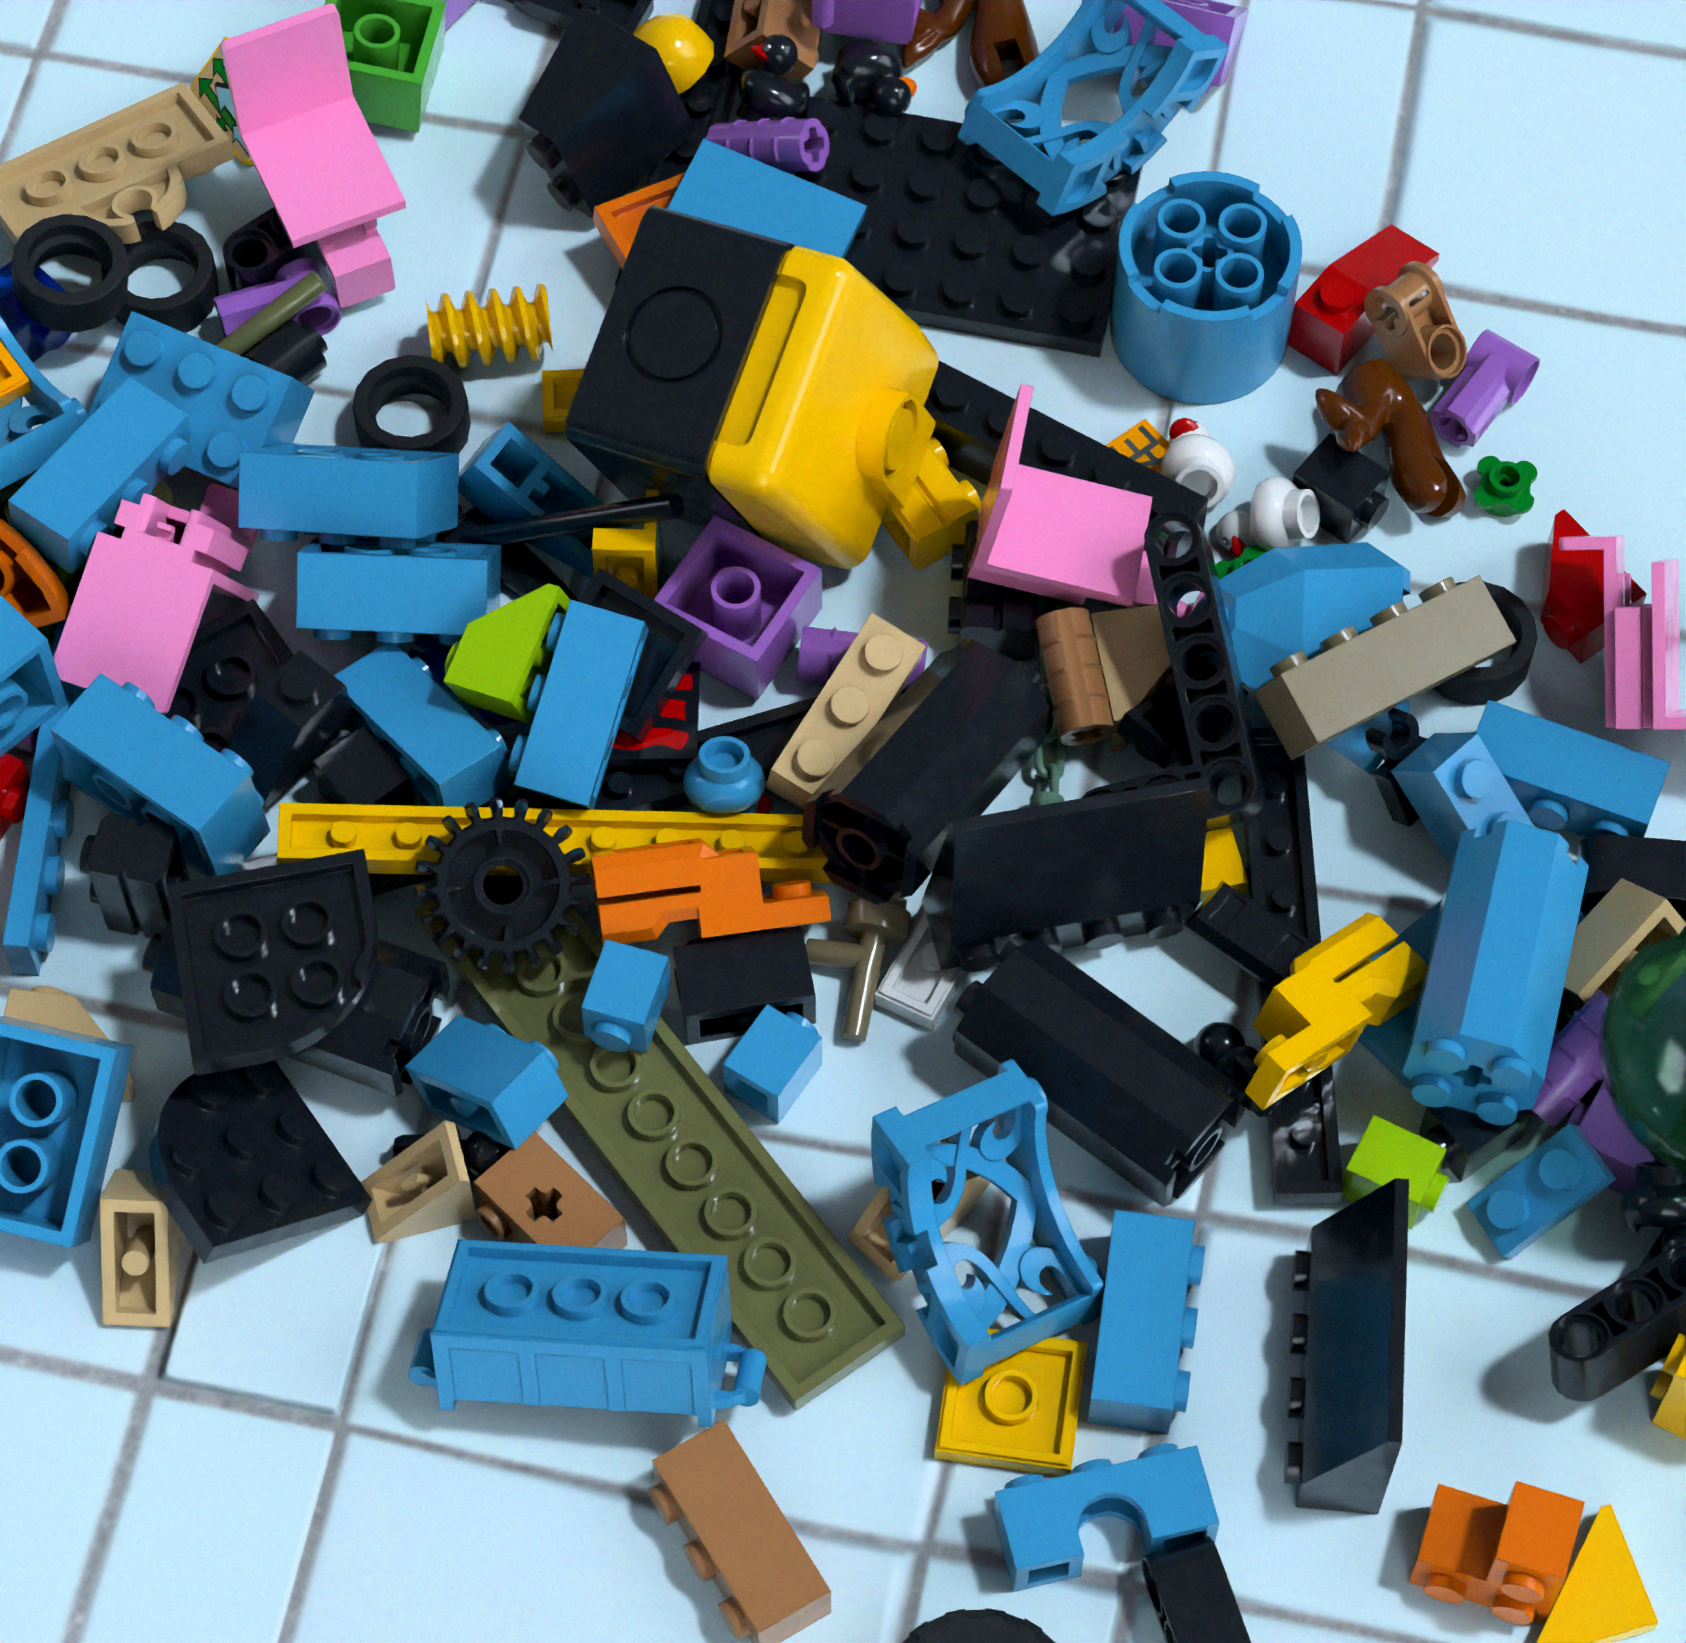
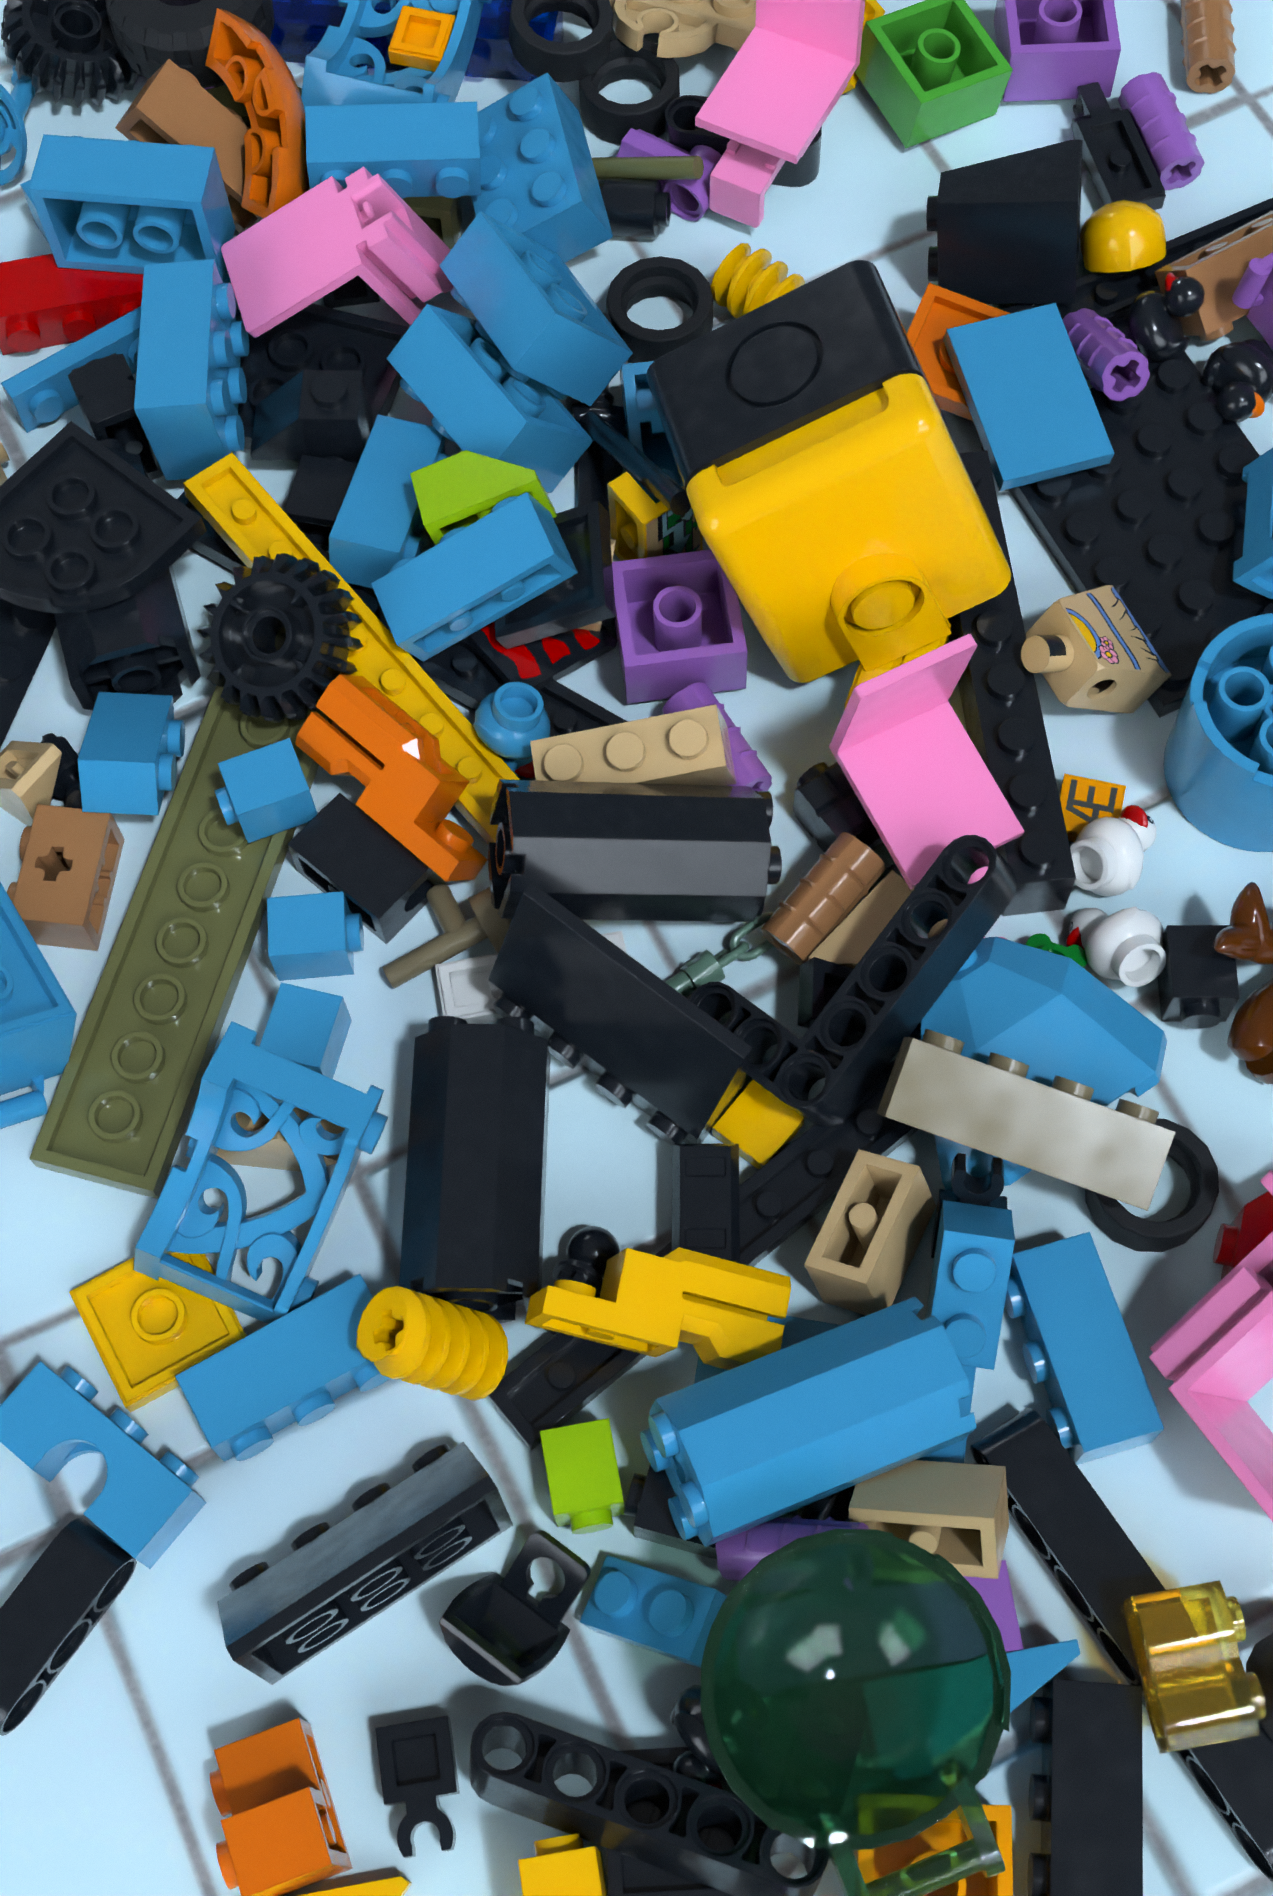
camera: 55 degrees right, 5 degrees up
(844, 1122) = (307, 1028): none -> dark azure brick
(1025, 346) = (1094, 653): none -> tan torso
(1222, 1188) = (433, 1343): none -> yellow piece
(1370, 843) = (870, 1233): none -> tan brick
(1480, 1304) = (504, 1629): none -> black piece
(1531, 1441) = (416, 1770): none -> black plate

